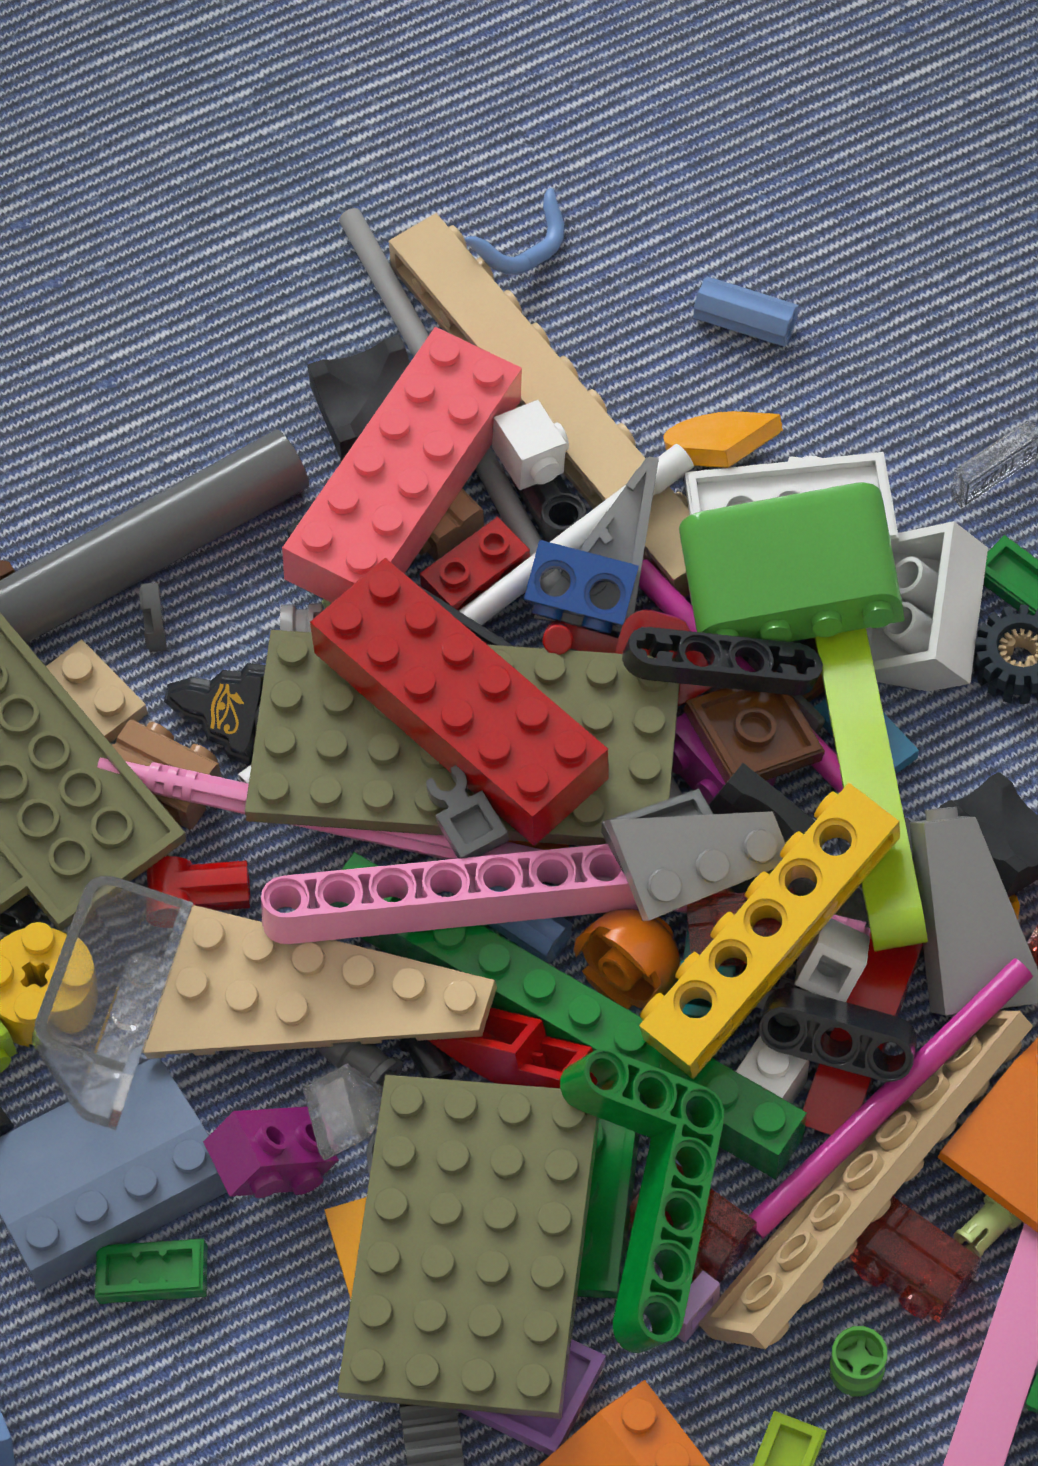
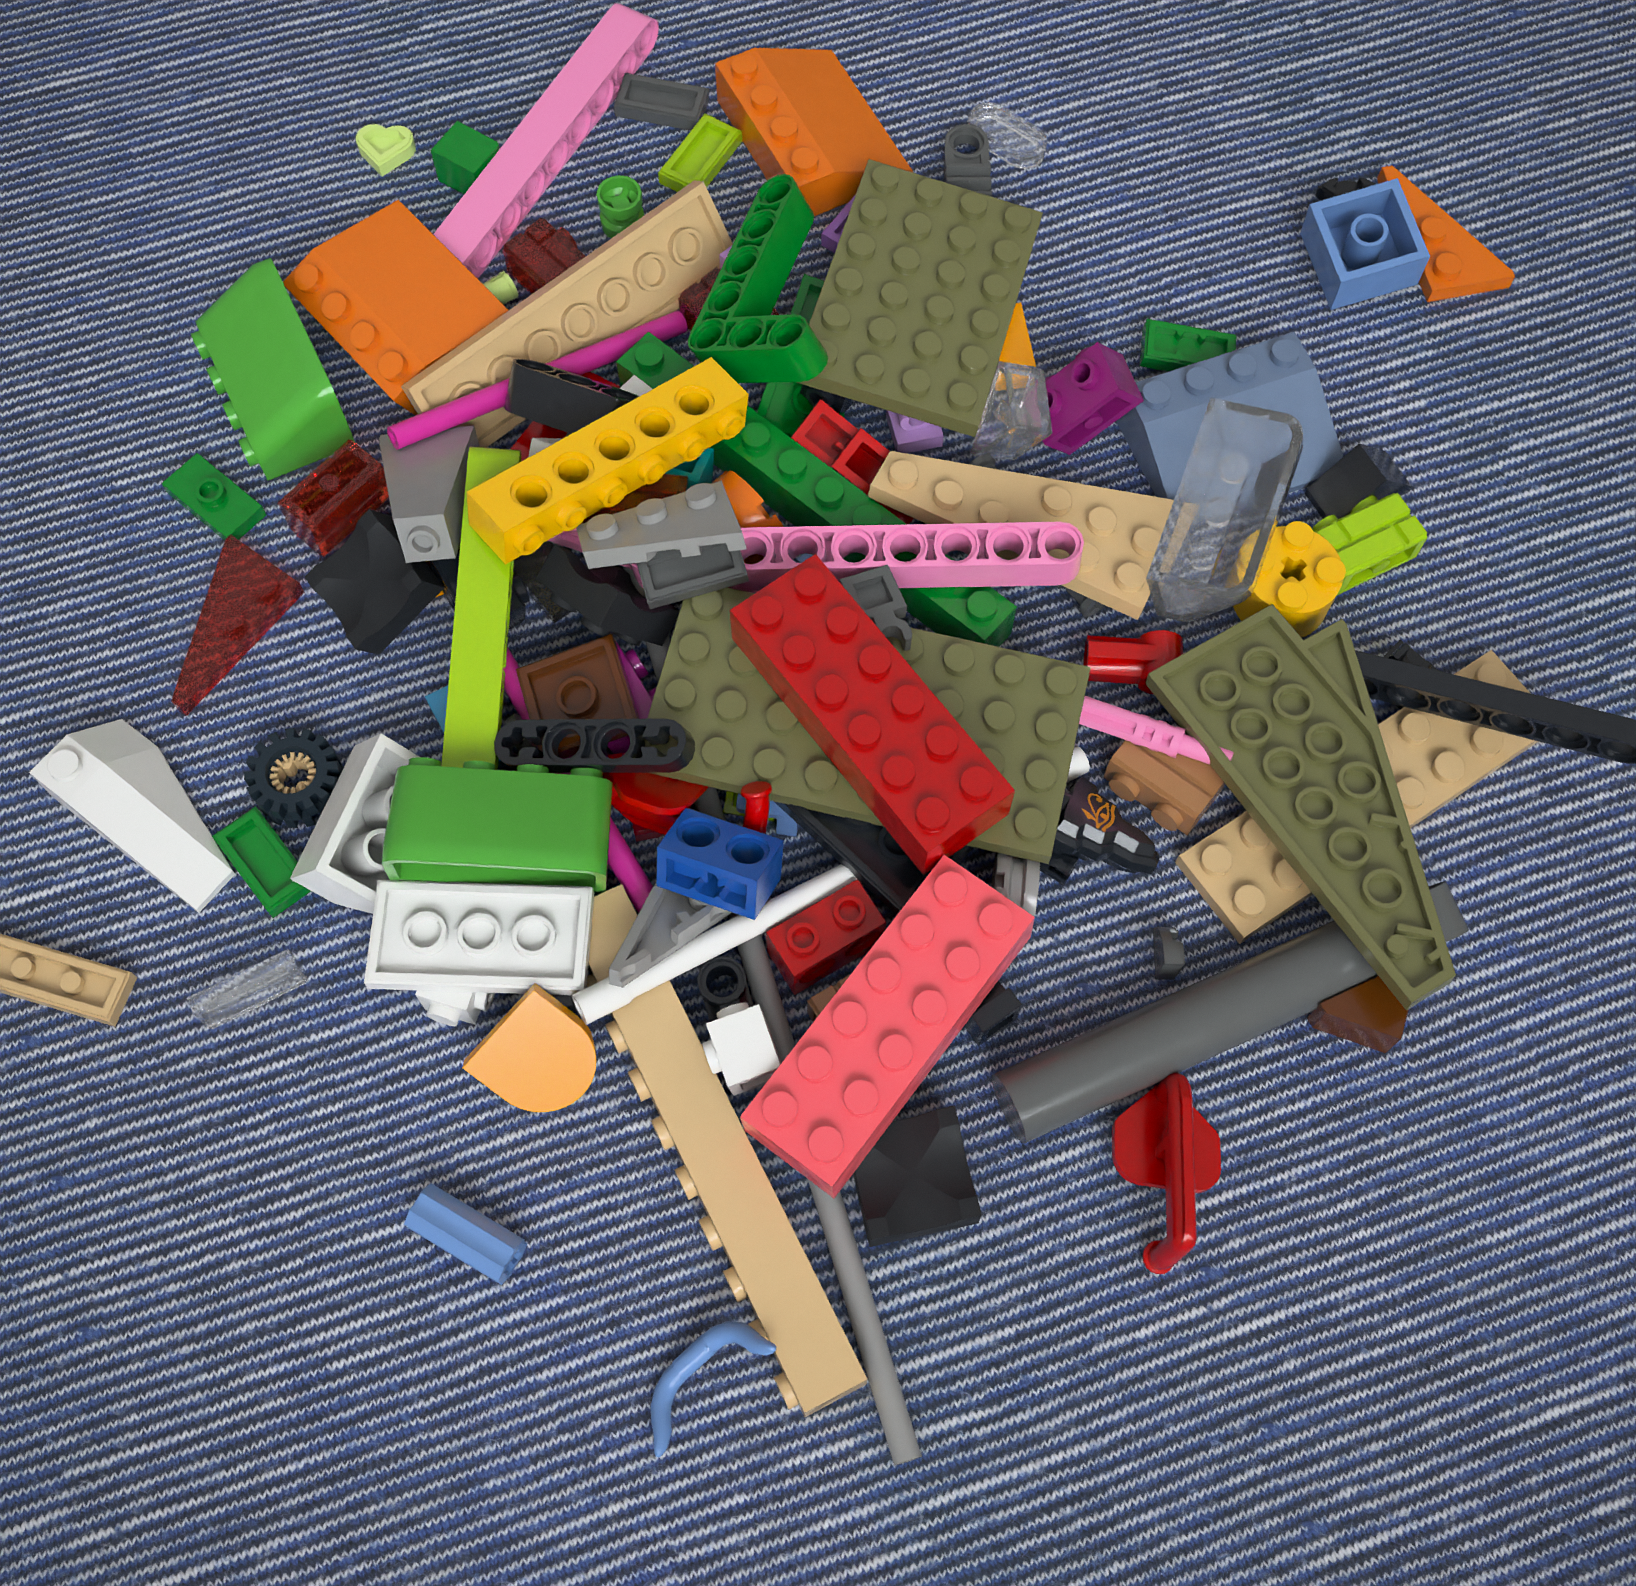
camera: 175 degrees left, 5 degrees up
(145, 456) = (1172, 1148): none -> red piece

